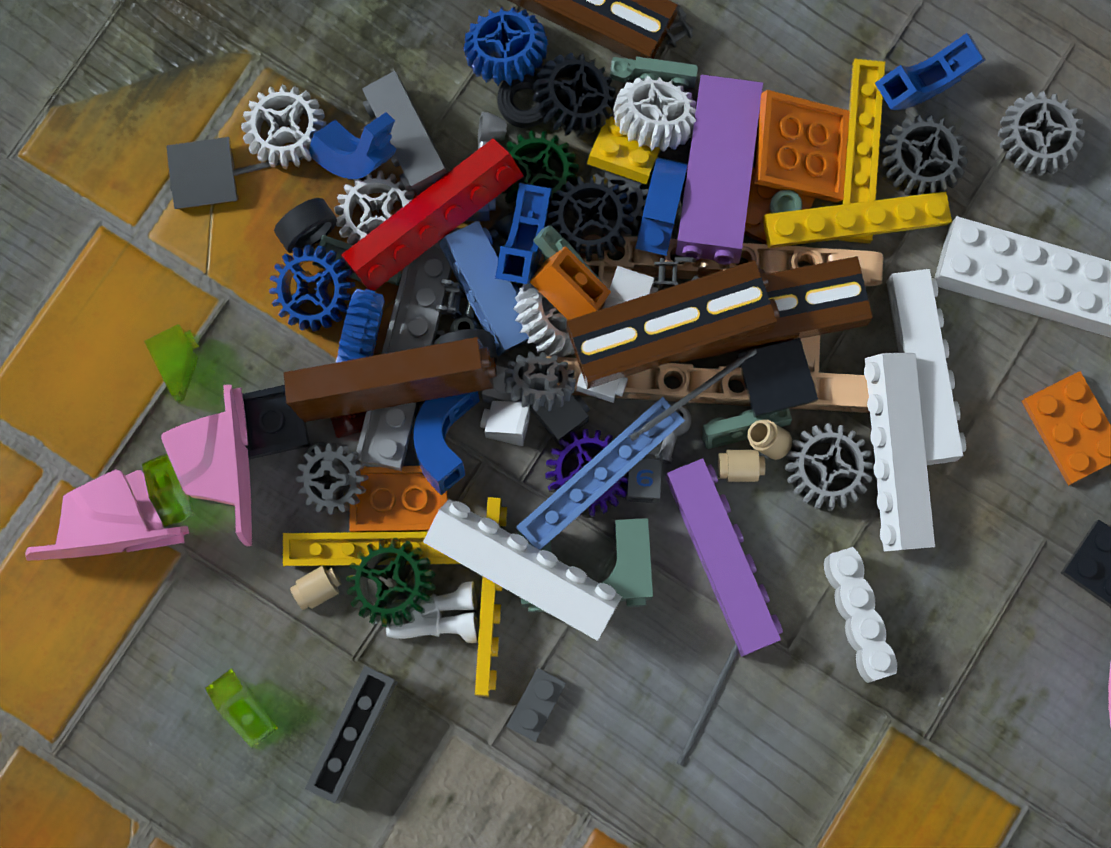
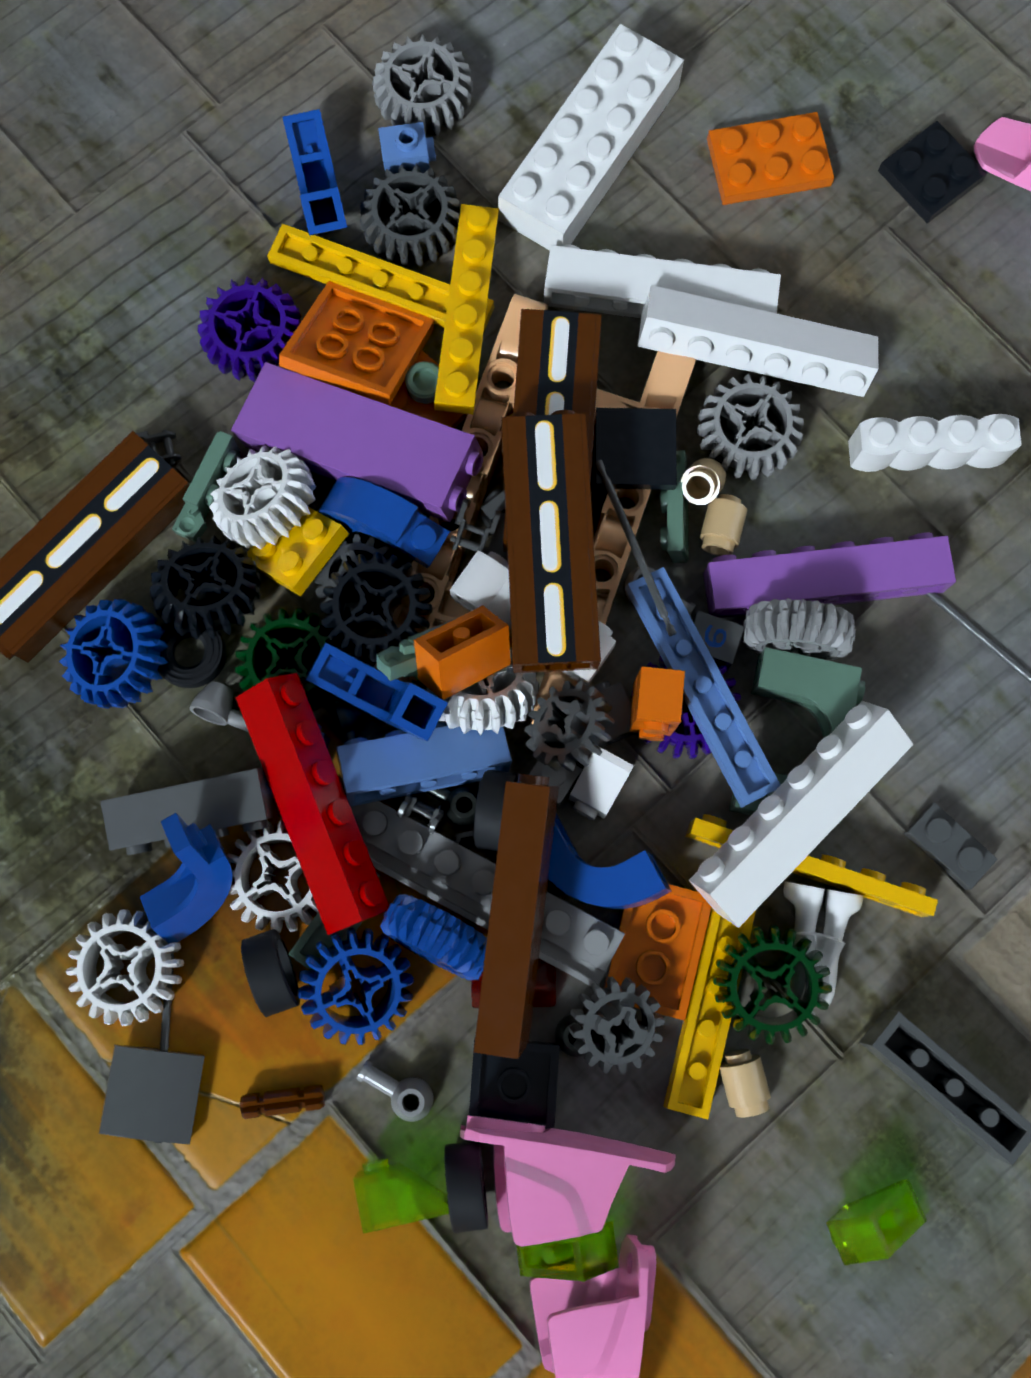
camera: 75 degrees left, 0 degrees up
(192, 402) = (465, 1187): none -> black tyre
(219, 263) = (282, 1101): none -> reddish brown axle
(253, 352) = (398, 1090): none -> light grey bar
(572, 438) = (656, 702): none -> orange brick
(668, 540) = (800, 628): none -> light grey gear
(816, 61) = (236, 313): none -> dark purple gear
(979, 136) = (406, 146): none -> medium blue brick

